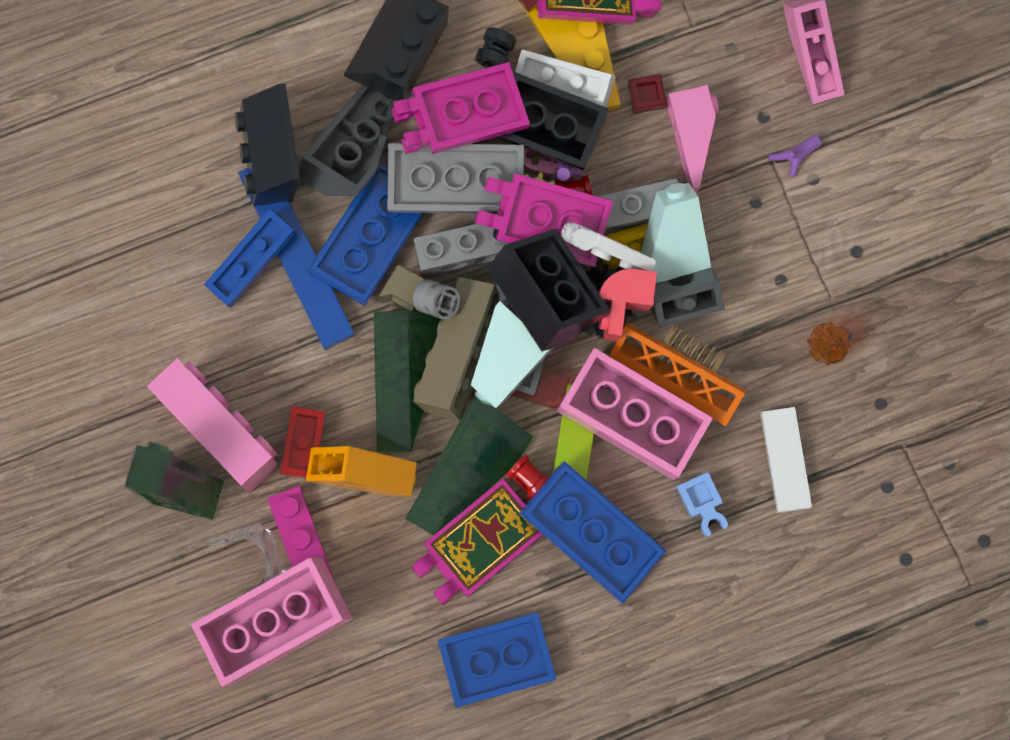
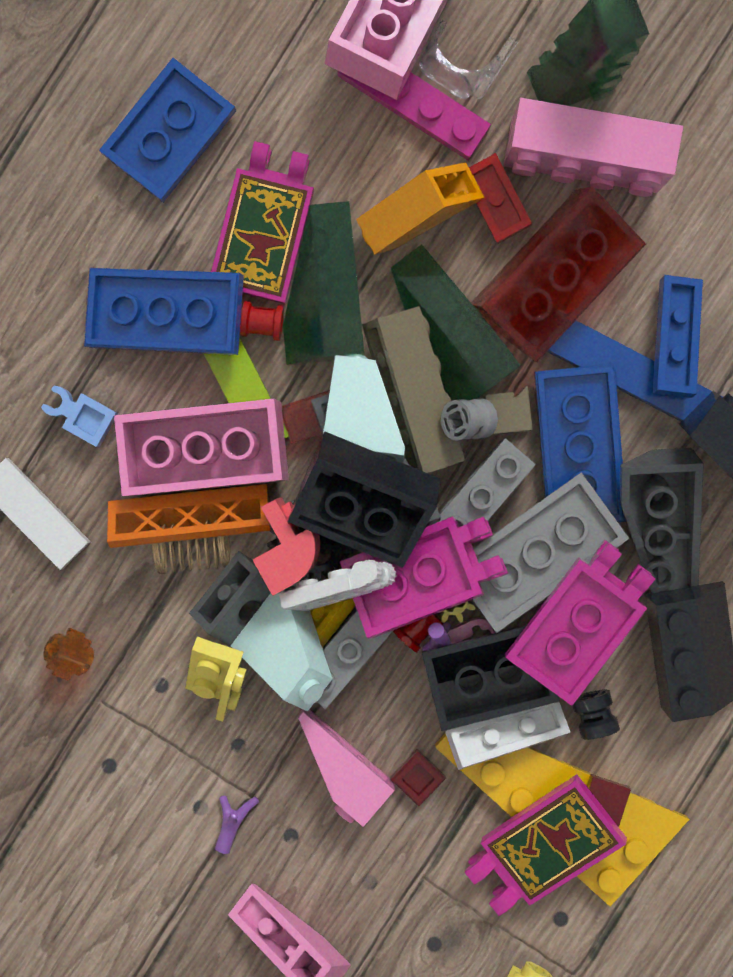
camera: 145 degrees right, 10 degrees up
(300, 358) = (558, 273): none -> clear red slope
(733, 255) = (216, 674): none -> light yellow bracket

